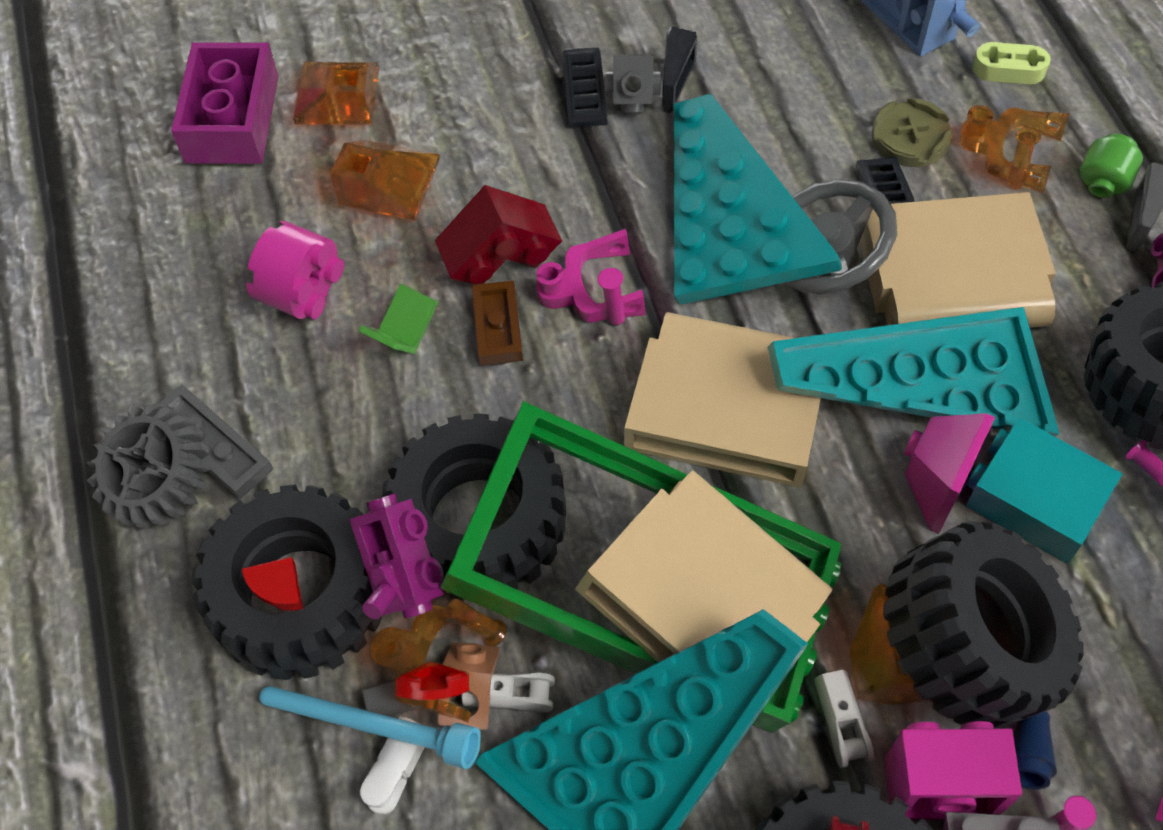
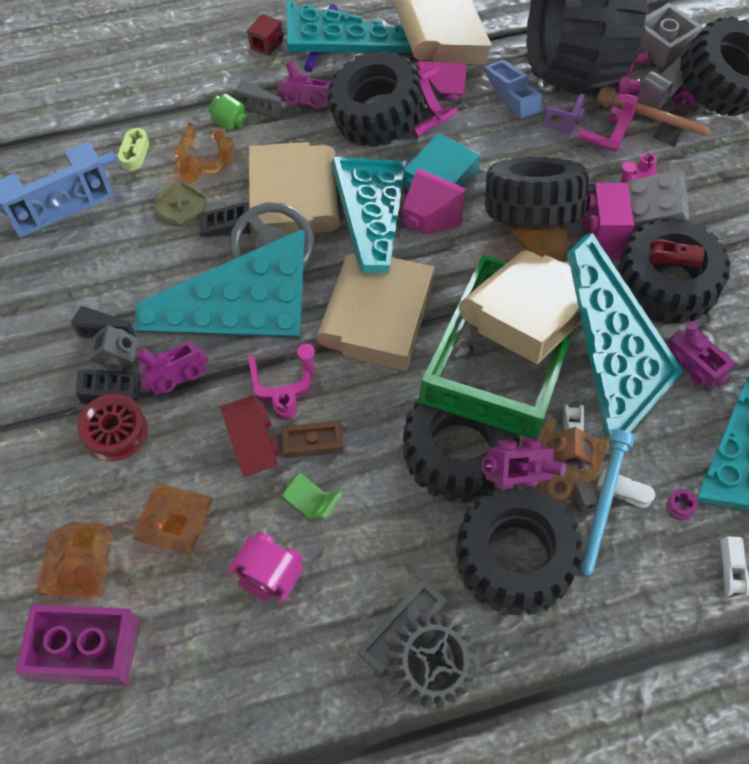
camera: 90 degrees left, 0 degrees up
(275, 583) = (539, 538): red tile -> none
(432, 682) = (588, 452): red tile -> none
(520, 101) = (115, 443): none -> dark red wheel
(606, 145) = (171, 368): none -> magenta brick

